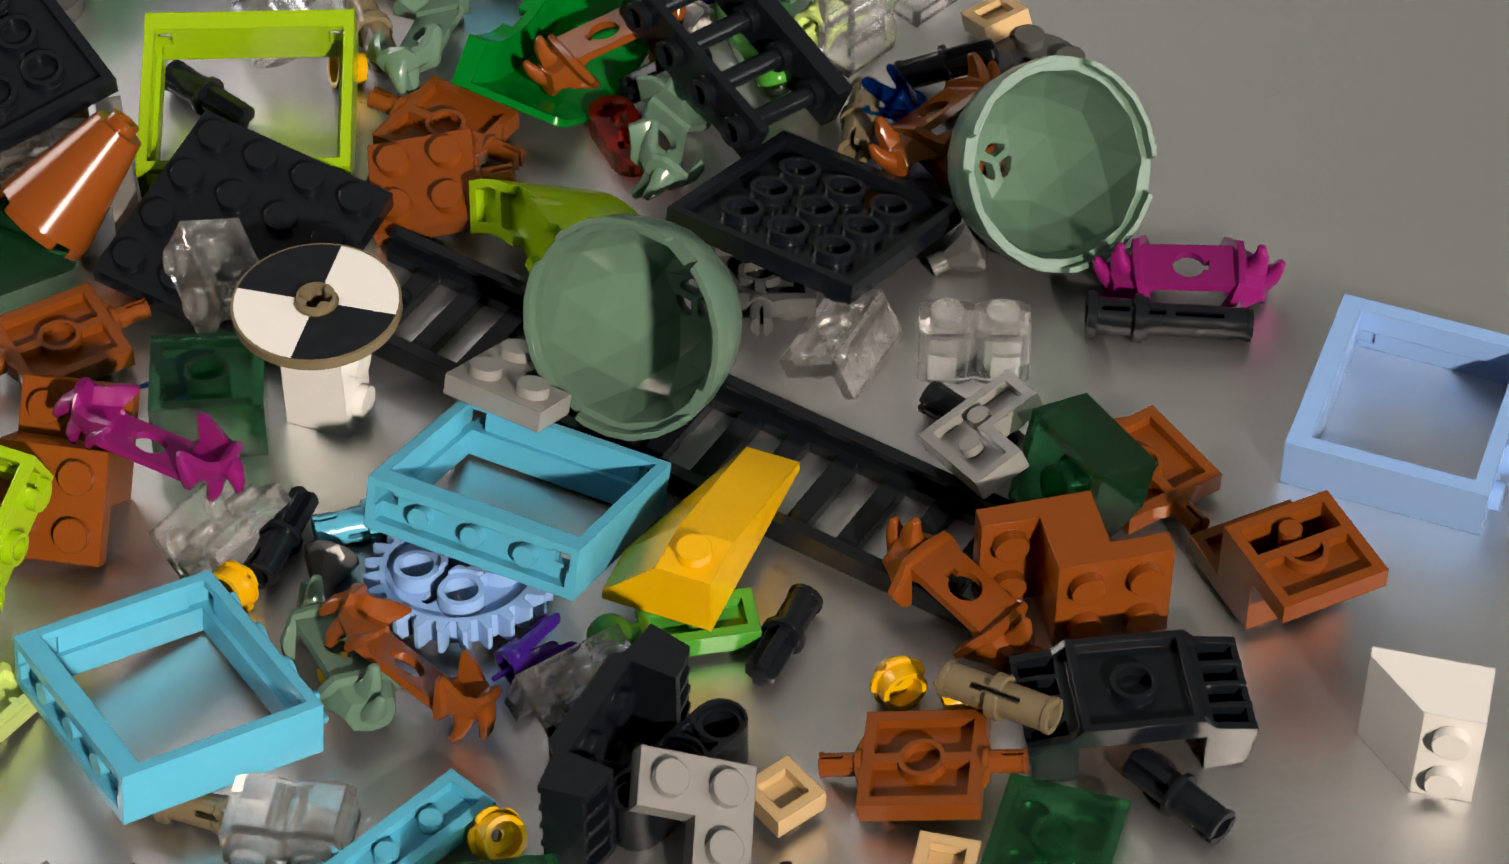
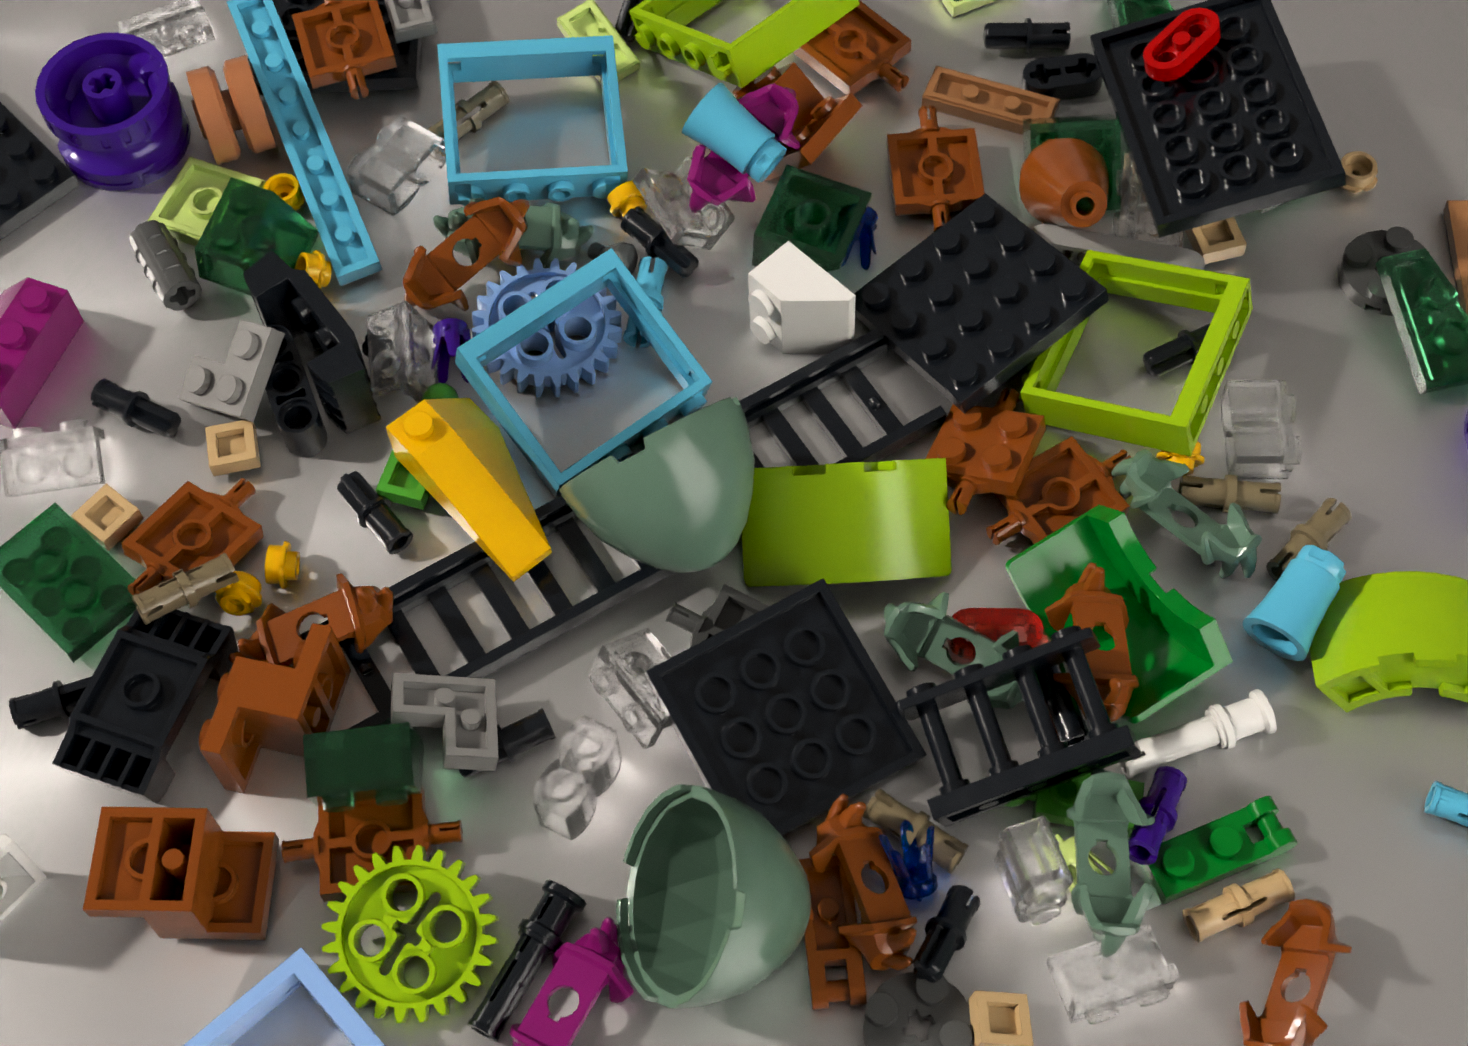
camera: 120 degrees right, 15 degrees up
(146, 433) = (734, 134): none -> medium azure plant
(205, 267) = (915, 252): clear bracket -> none
(316, 306) = (804, 298): piece -> none
(508, 386) = (693, 392): light grey plate -> none
(1208, 389) = (372, 904): none -> lime gear

